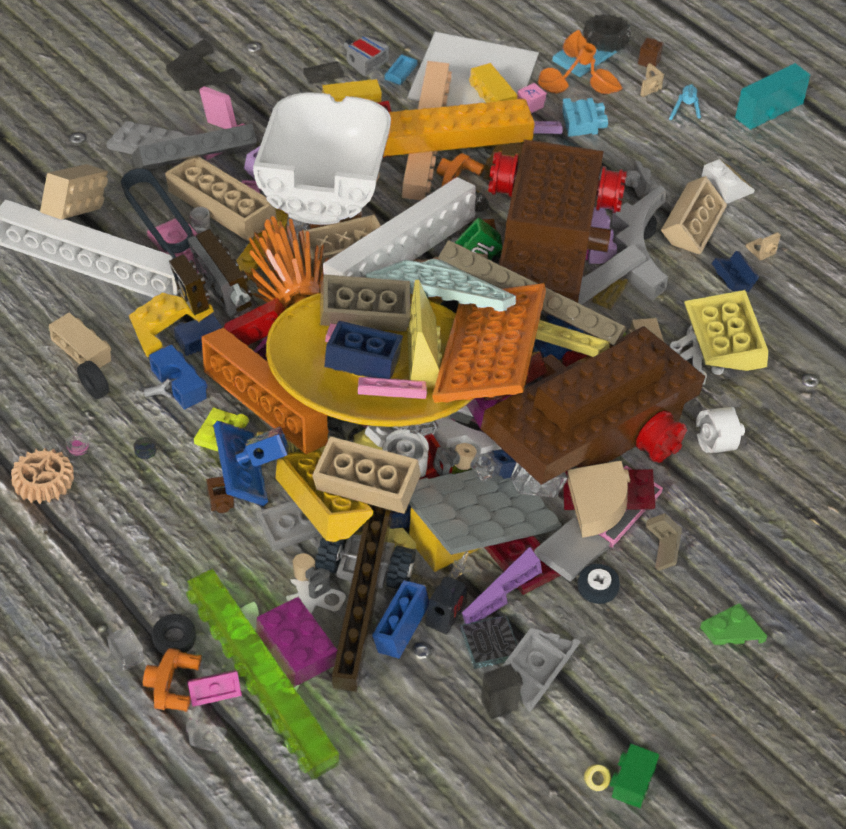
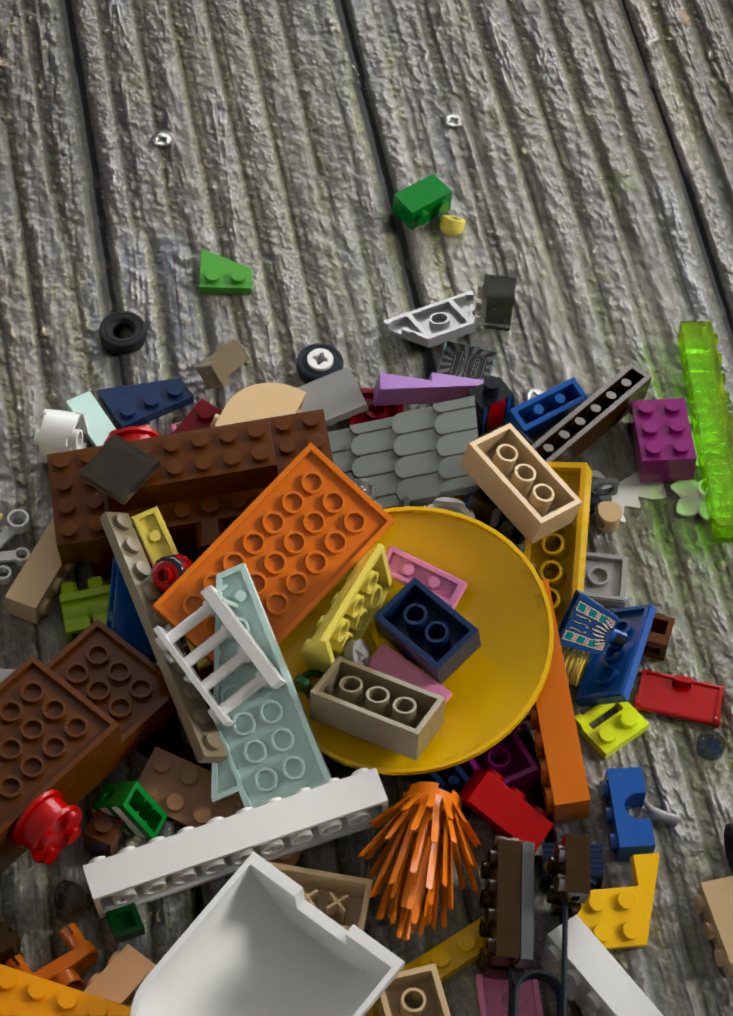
camera: 150 degrees left, 5 degrees up
(171, 469) = (695, 703): none -> red door
(401, 327) = (358, 652): none -> light grey tile
(479, 272) = (248, 652): none -> white fence
(551, 314) = (168, 570): none -> red head
(636, 341) = (119, 469): none -> clear smoke tile
(696, 497) = (145, 401): none -> dark blue wing
(710, 465) = (98, 423): none -> light aqua tile
(756, 552) = (122, 319): none -> black tyre

